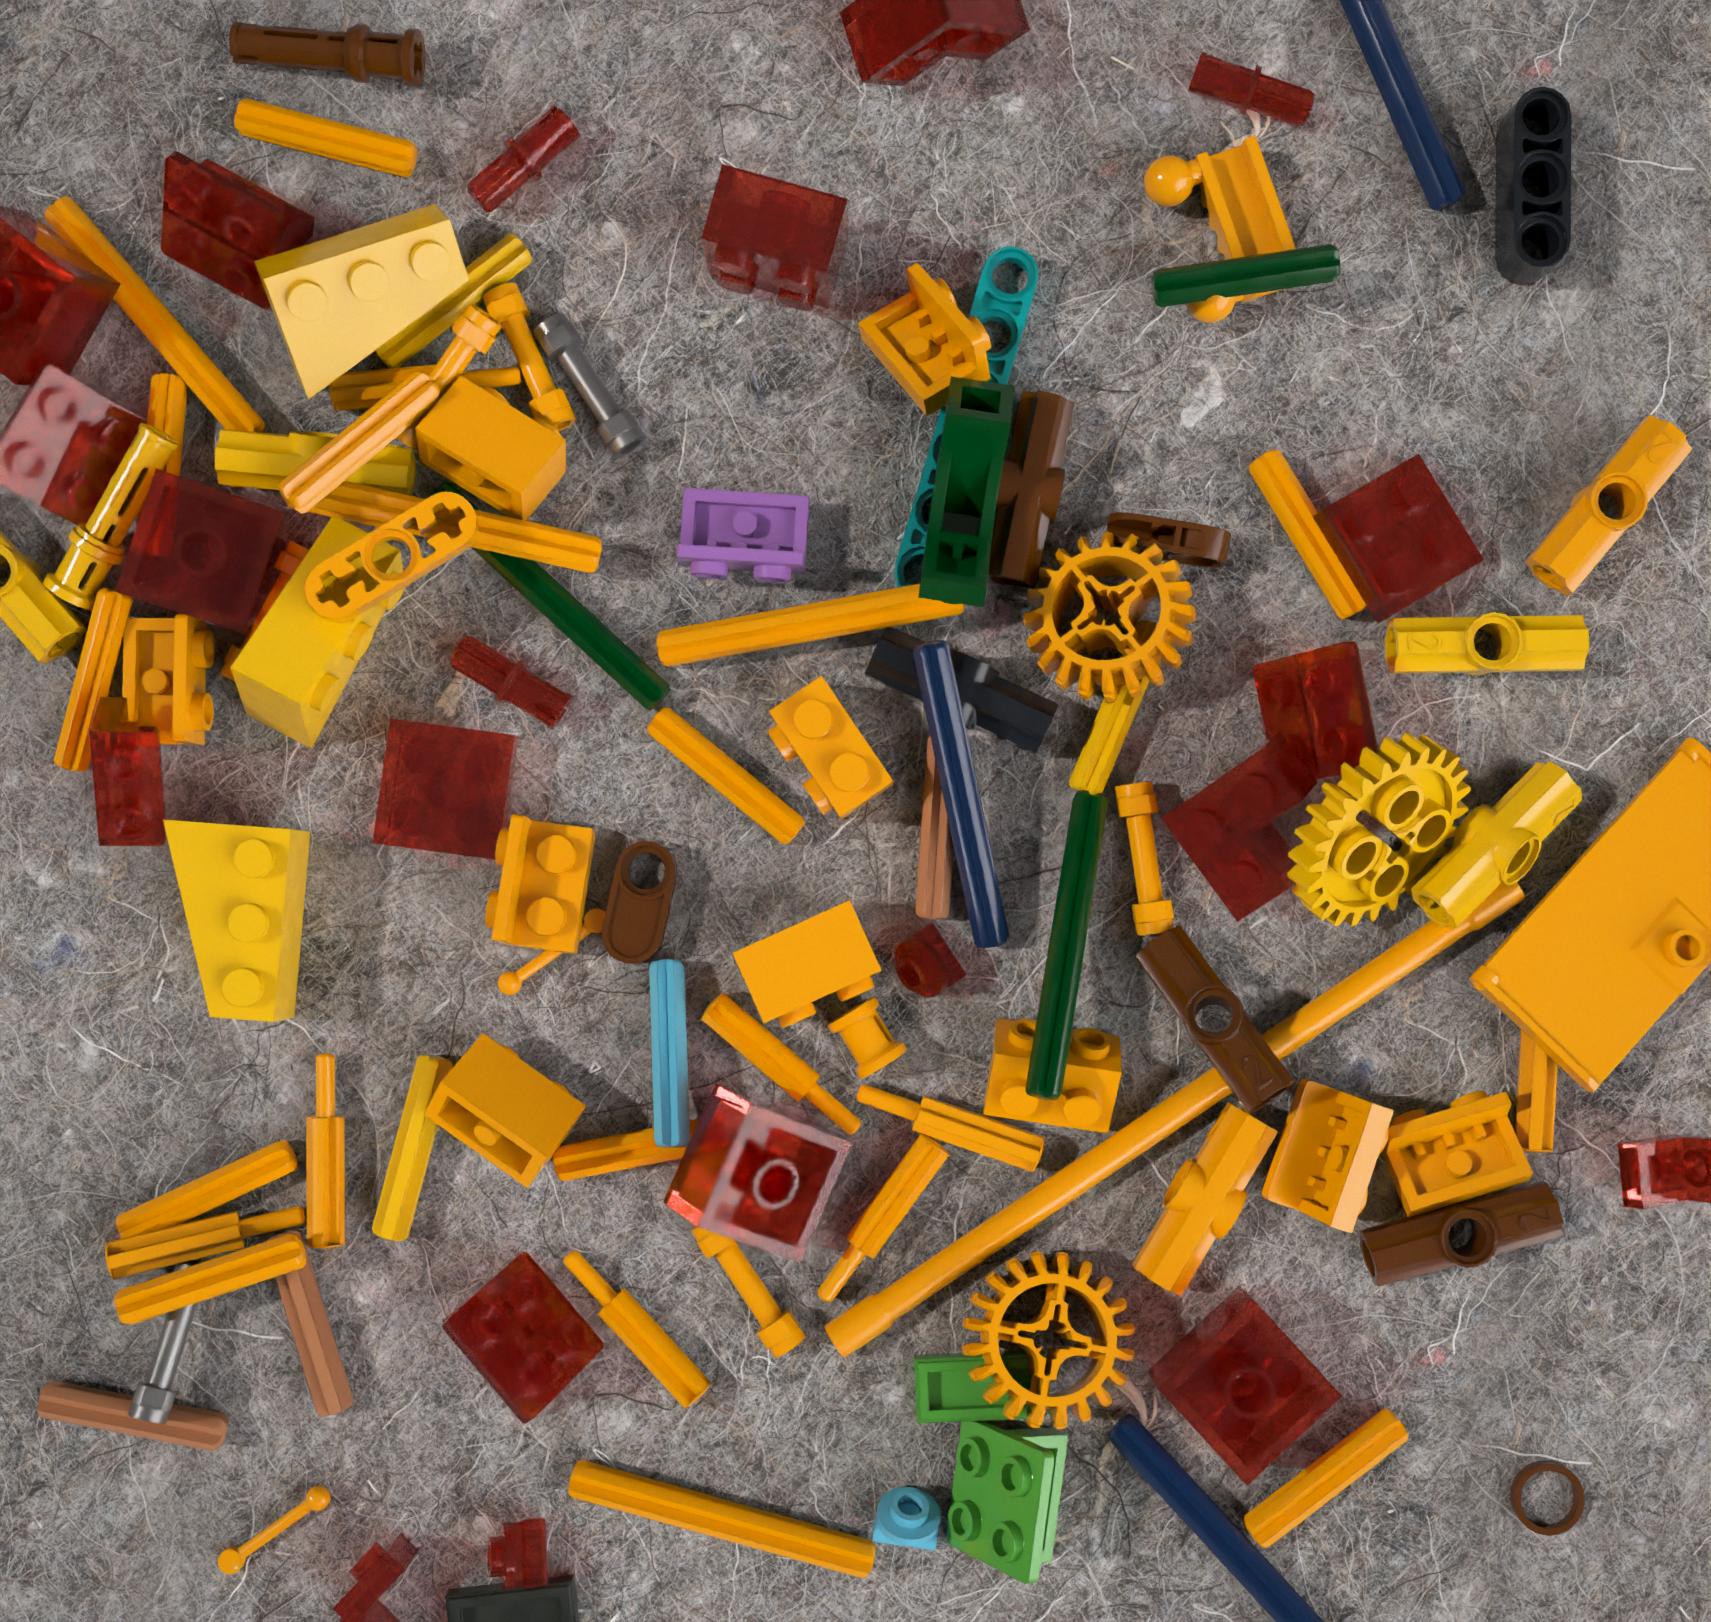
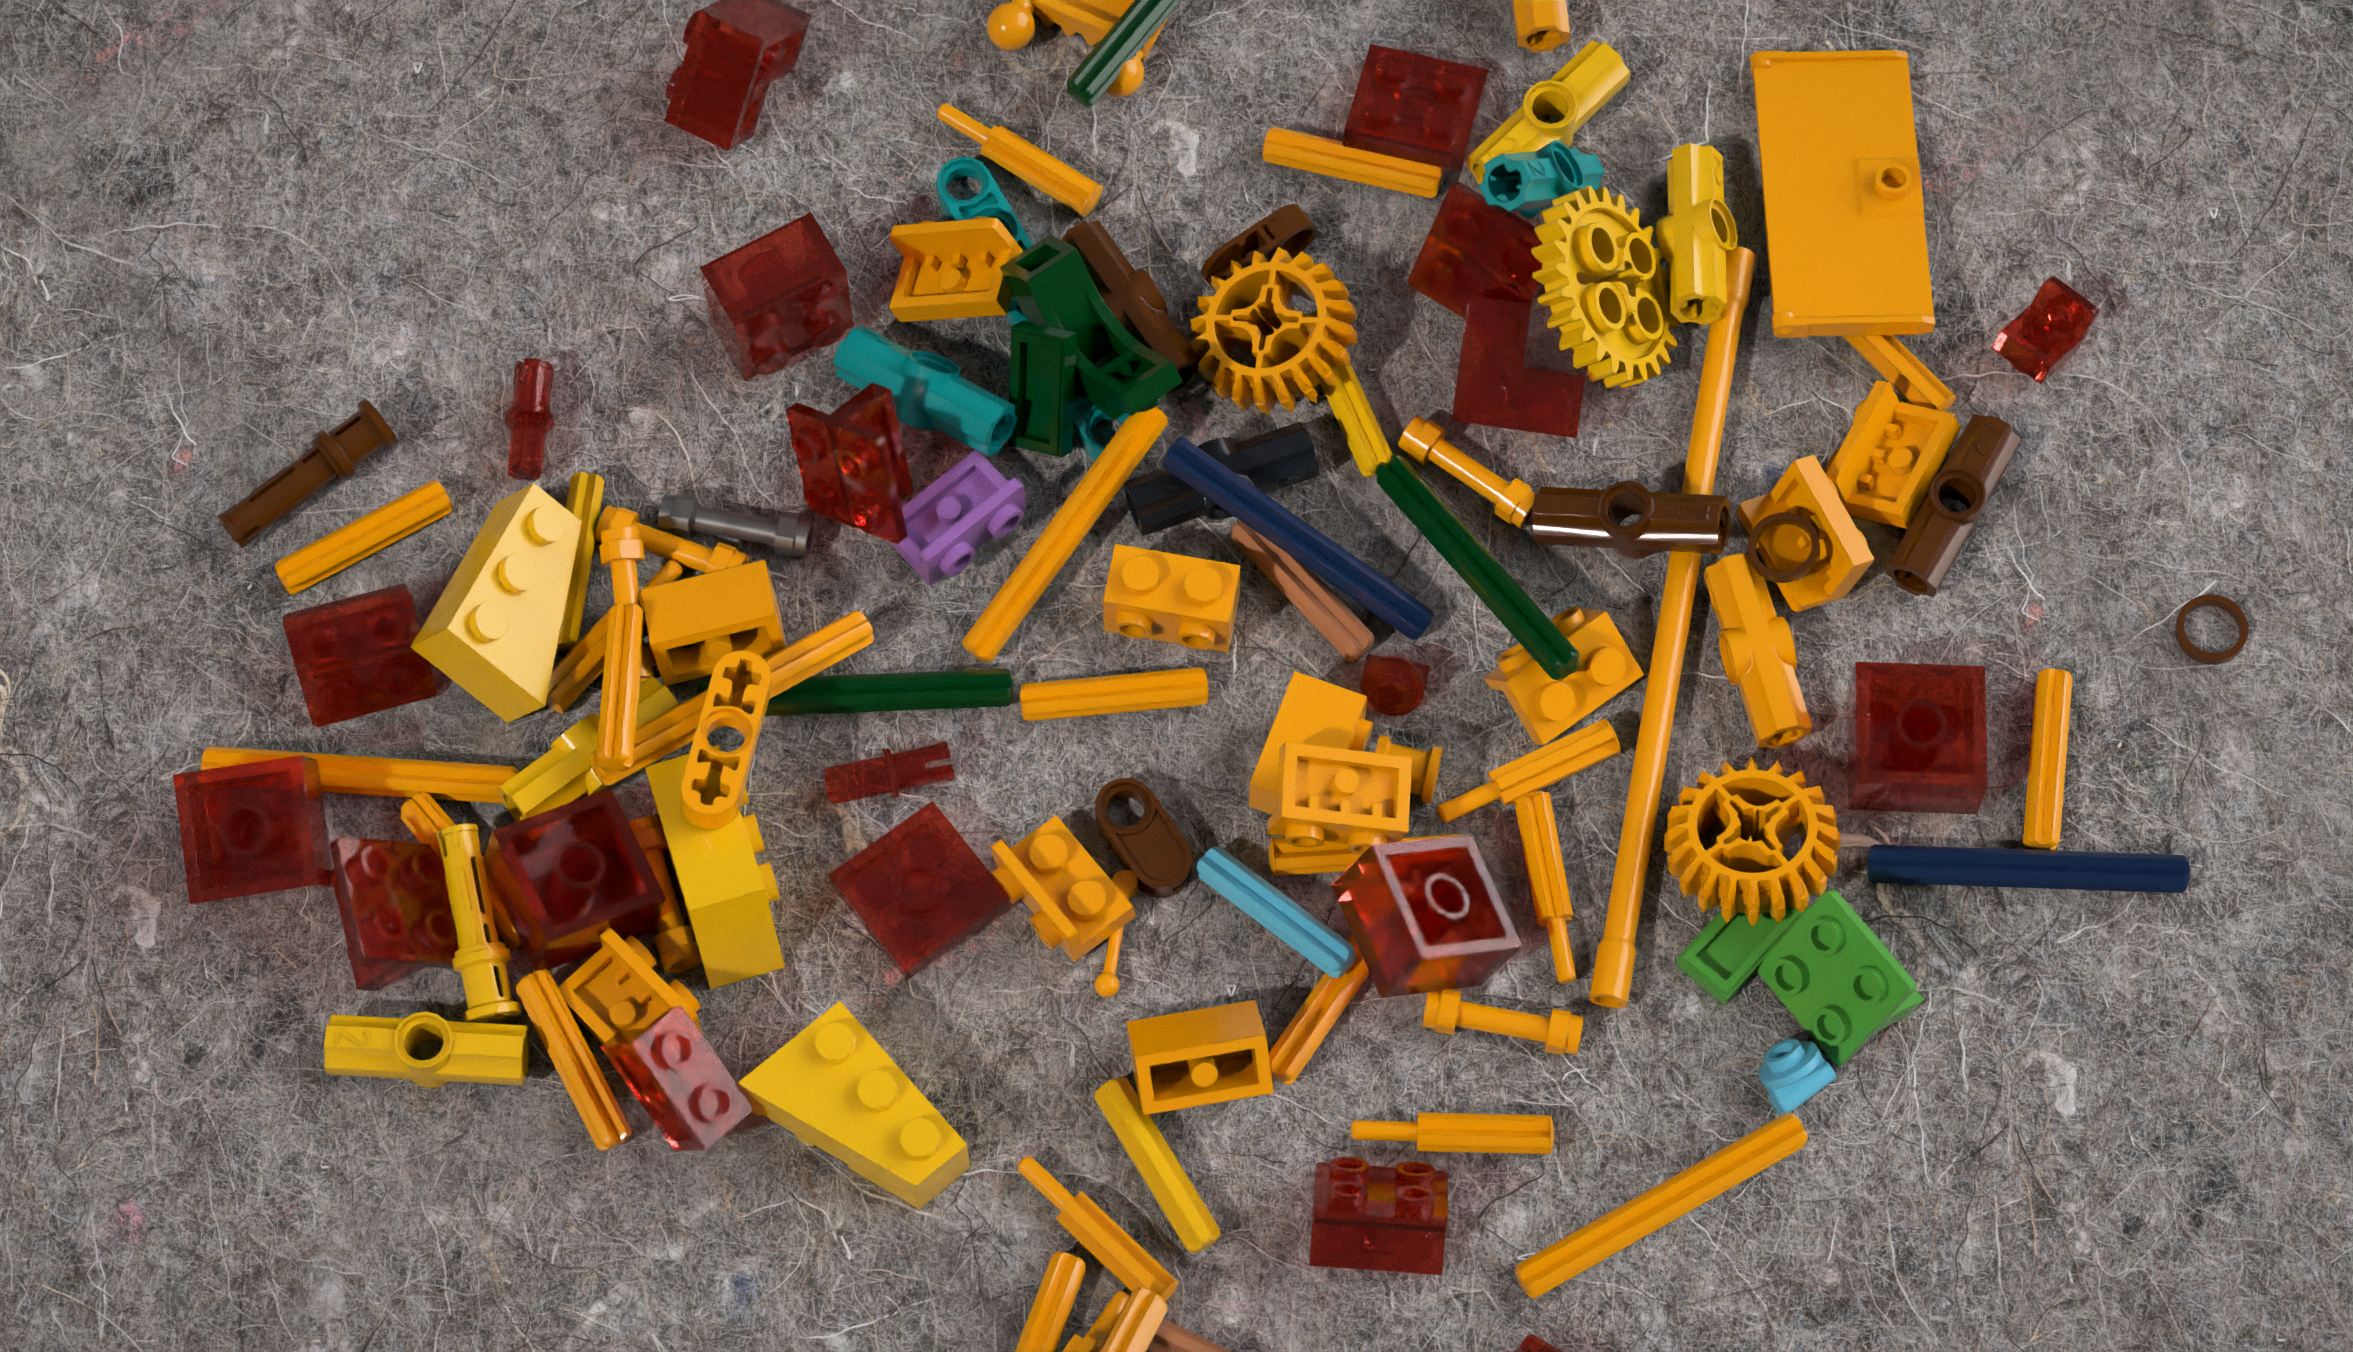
camera: 50 degrees left, 20 degrees down
(703, 428) = (854, 462): none -> clear red bracket
(782, 1032) = (1340, 797): none -> light orange bracket
(816, 414) = (927, 390): none -> teal piece
(895, 499) = (1042, 388): none -> dark green tile
(1075, 301) = (1027, 161): none -> light orange axle
(1332, 1152) = (1778, 519): none -> reddish brown piece
(1419, 700) = (1533, 179): none -> teal piece

